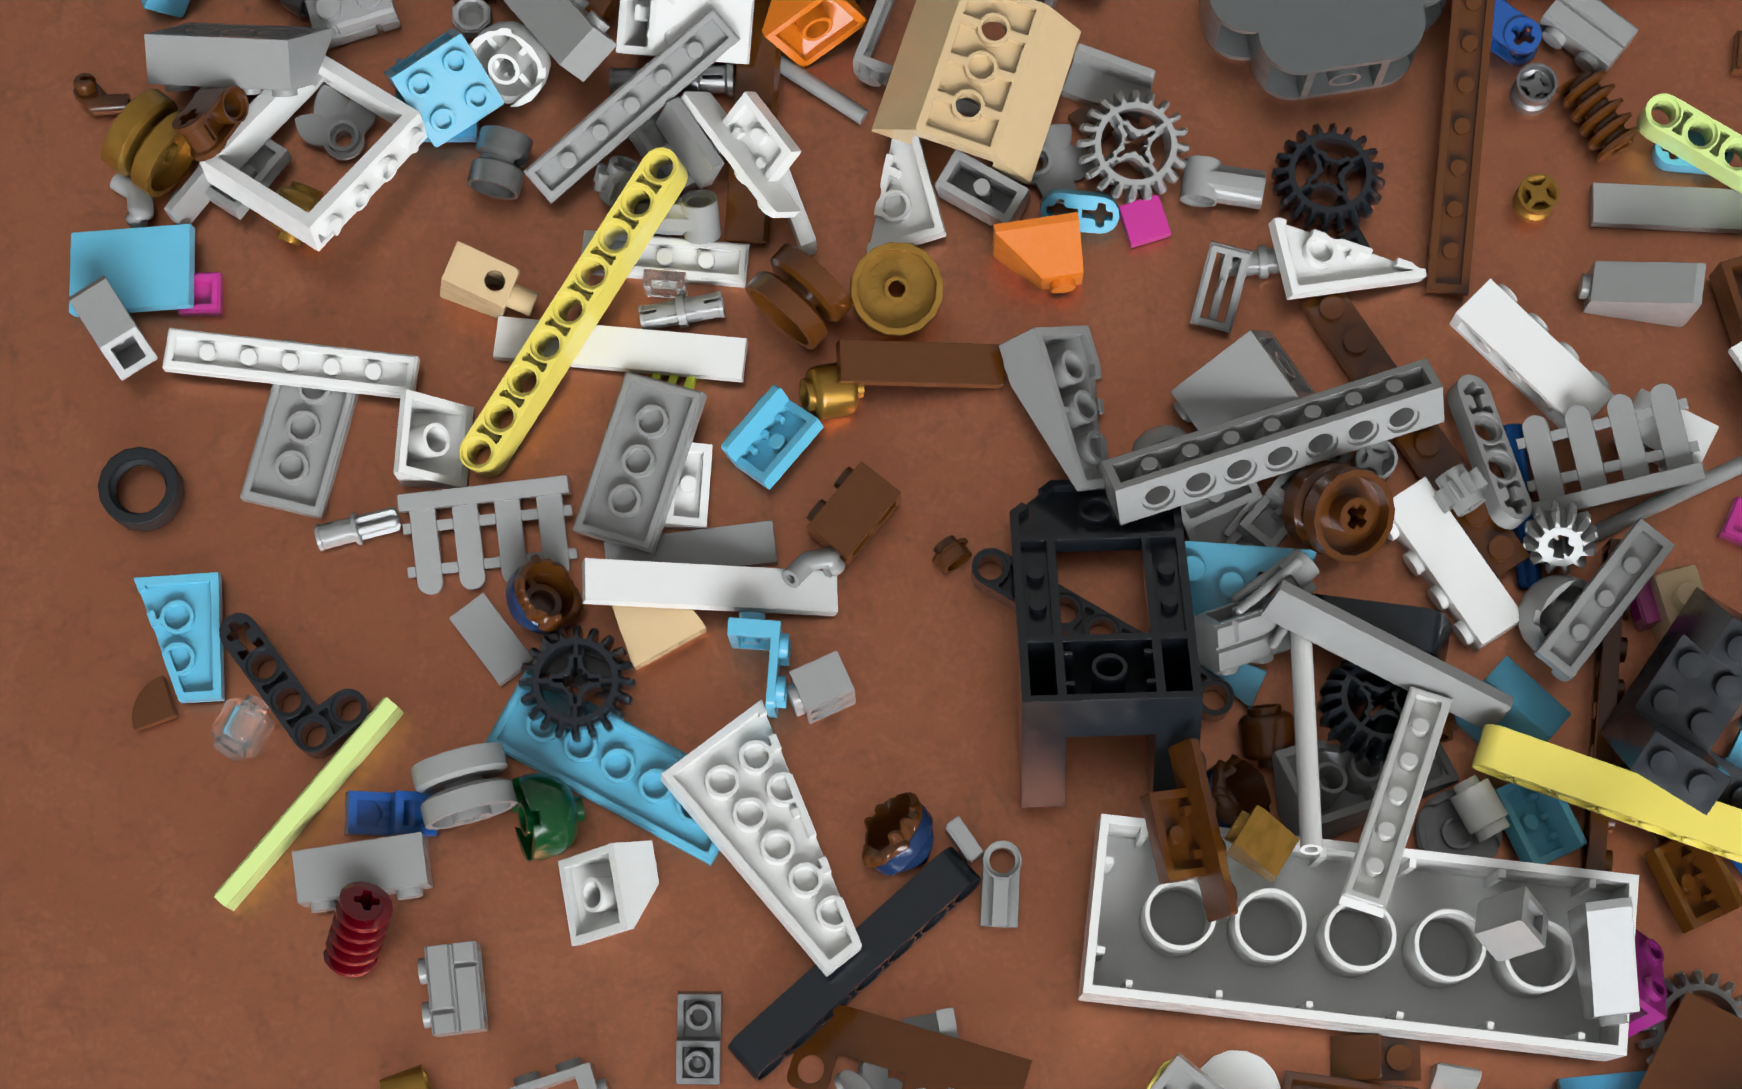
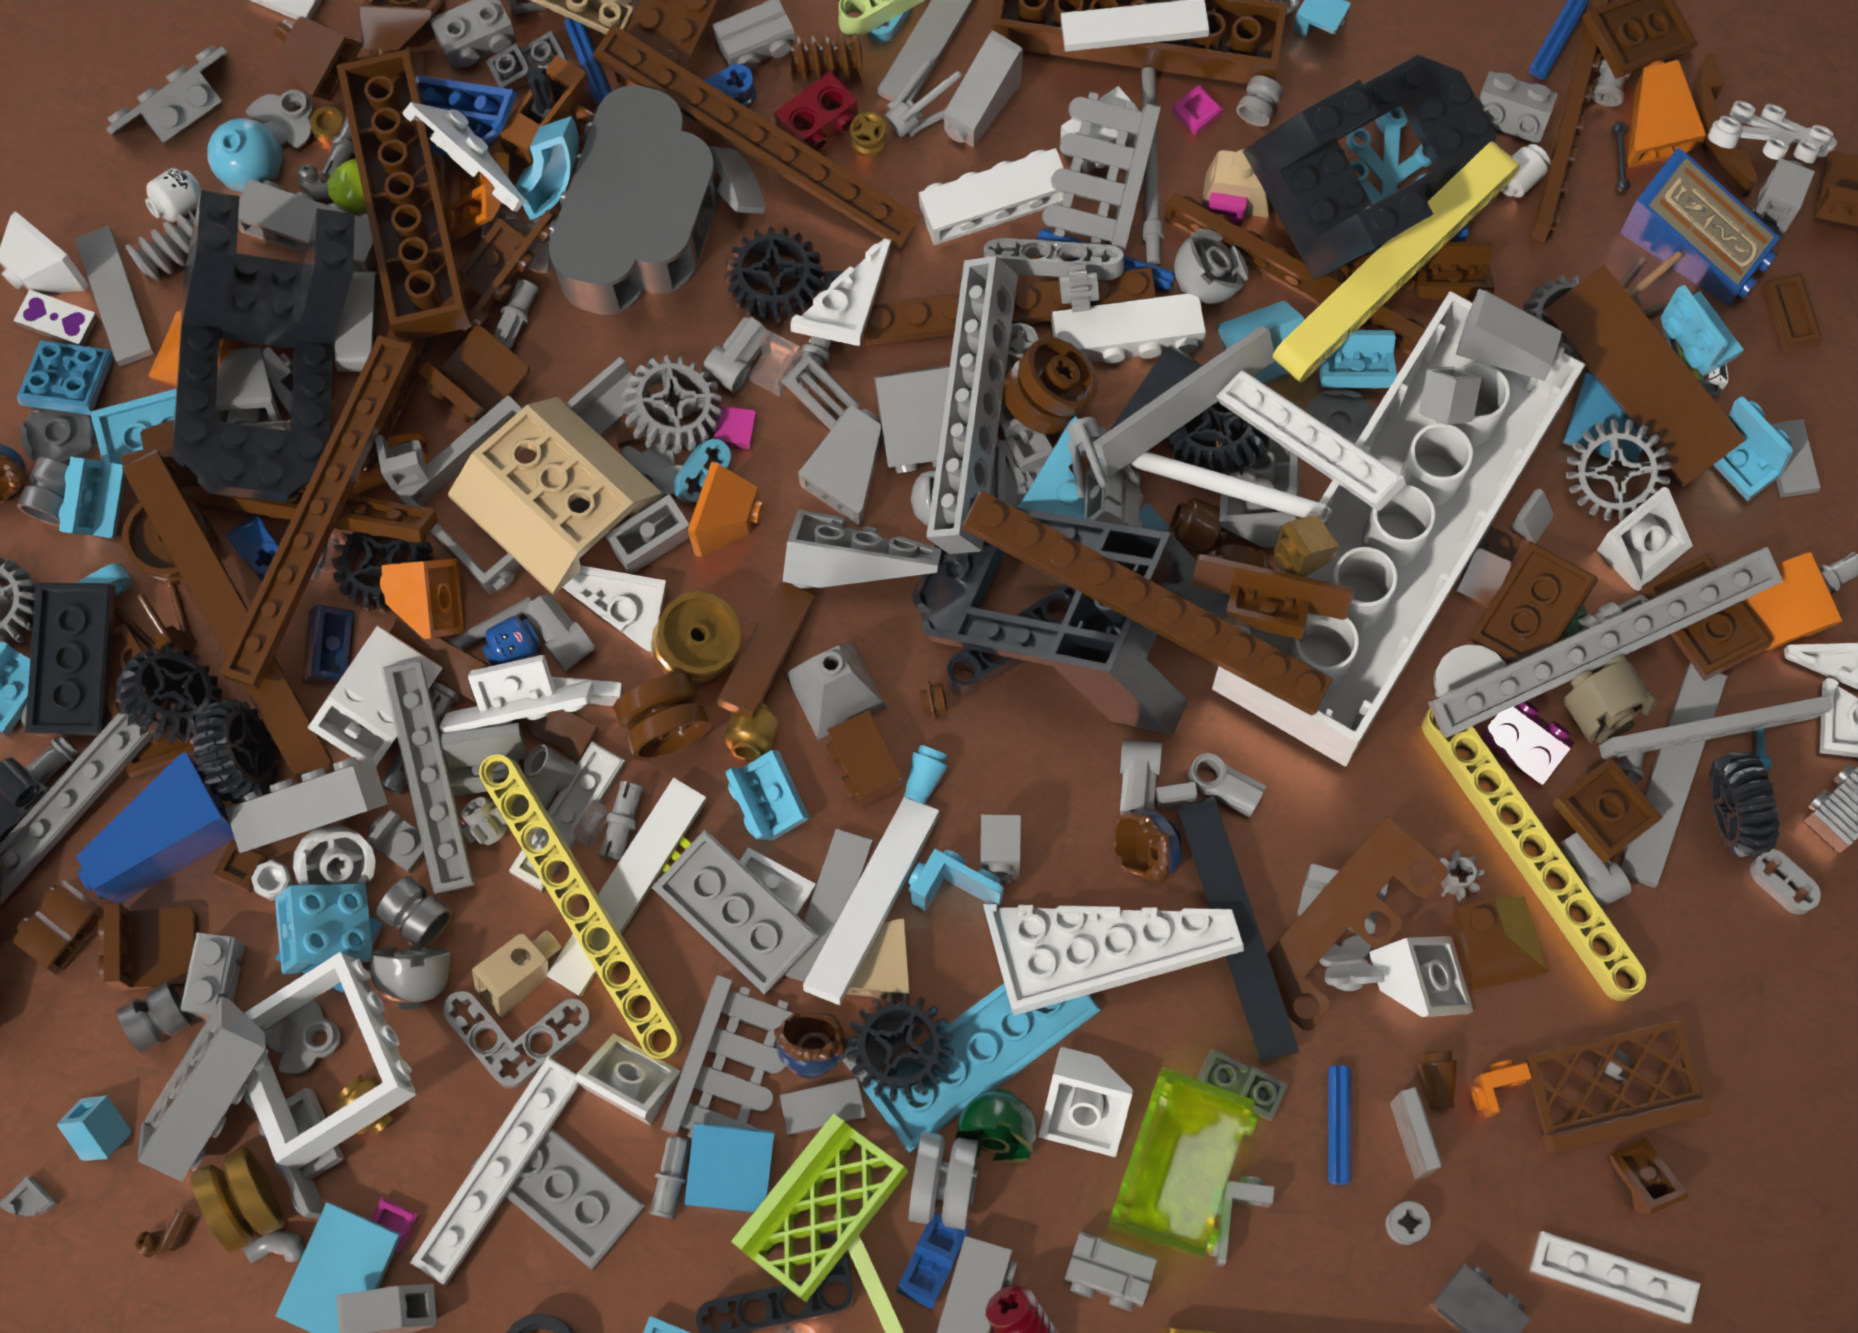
camera: 65 degrees left, 5 degrees down
(211, 120) = (251, 1133): reddish brown piece -> none
(389, 577) = (729, 1167): none -> dark azure tile
(396, 655) = (800, 1191): none -> lime fence
(412, 316) = (505, 1048): none -> light grey beam
(436, 188) = (410, 974): none -> light grey cylinder
(564, 109) = (397, 840): none -> light grey bracket
(580, 1010) = (1181, 1164): none -> clear neon green windscreen
(809, 117) = (510, 641): none -> blue head
(810, 561) = (888, 809): light grey arm -> none
(839, 166) = (563, 638): none -> light grey piece
(870, 580) = (925, 773): none -> medium azure cone
(917, 453) = (834, 688): none -> light grey slope
(978, 791) = (1139, 768): none -> light grey piece
(1112, 707) = (1146, 603): none -> reddish brown plate
(1157, 349) = (846, 464): none -> light grey slope
(1232, 226) = (775, 362): none -> clear panel
(1410, 94) = (738, 182): none -> light grey slope
(1480, 808) = (1332, 394): white brick -> none
(1533, 125) = (811, 110): none -> dark red brick
(1537, 80) = (778, 90): flat silver wheel -> none
(1555, 551) = (1150, 235): light grey gear -> none
(1575, 225) = (905, 116): none -> light grey plant
(1603, 600) = (1216, 226): light grey hinge -> none

